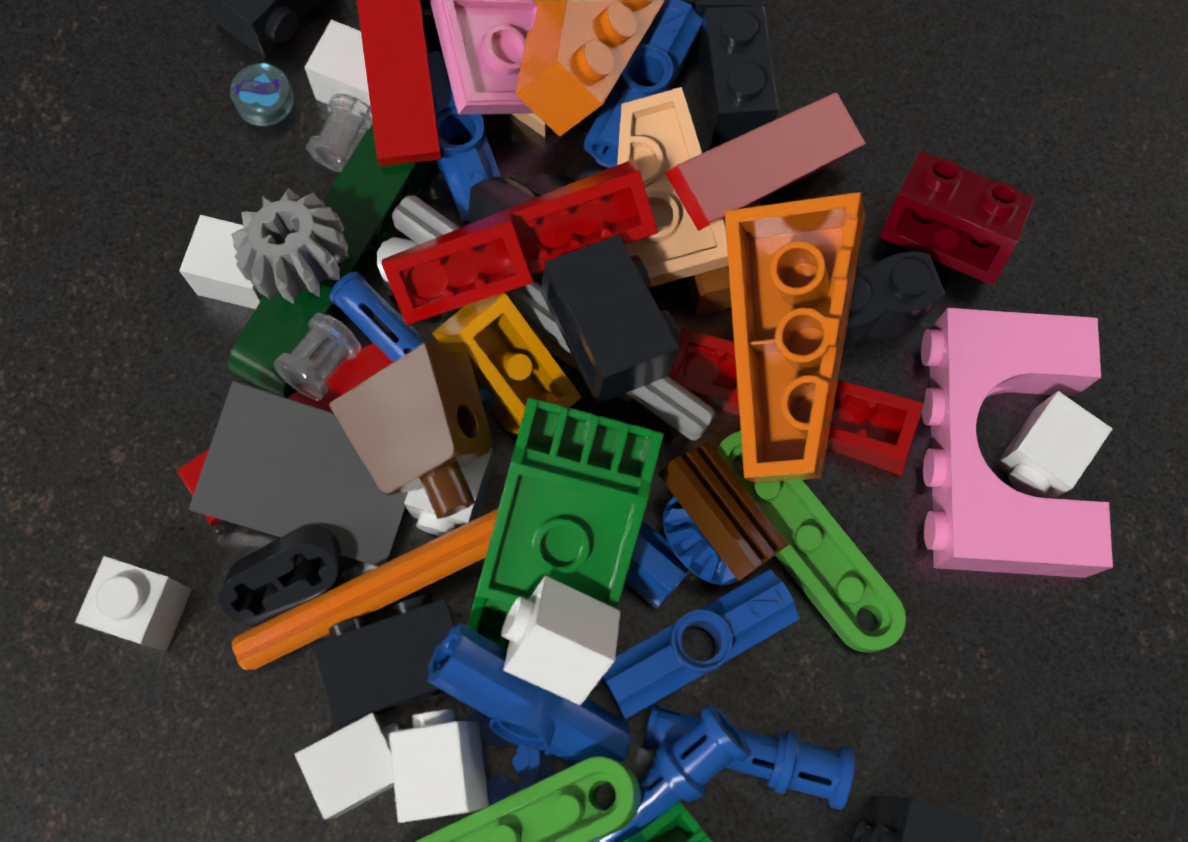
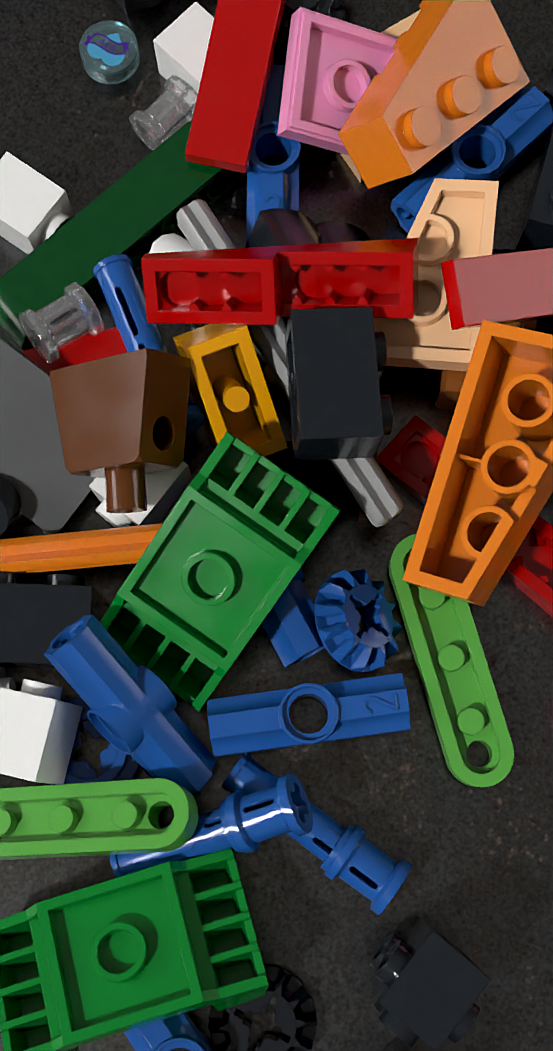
camera: 30 degrees right, 5 degrees up
(290, 246) = (72, 210): light grey gear -> none
(561, 640) = (174, 663): white brick -> none
(722, 509) = (377, 601): reddish brown tile -> none

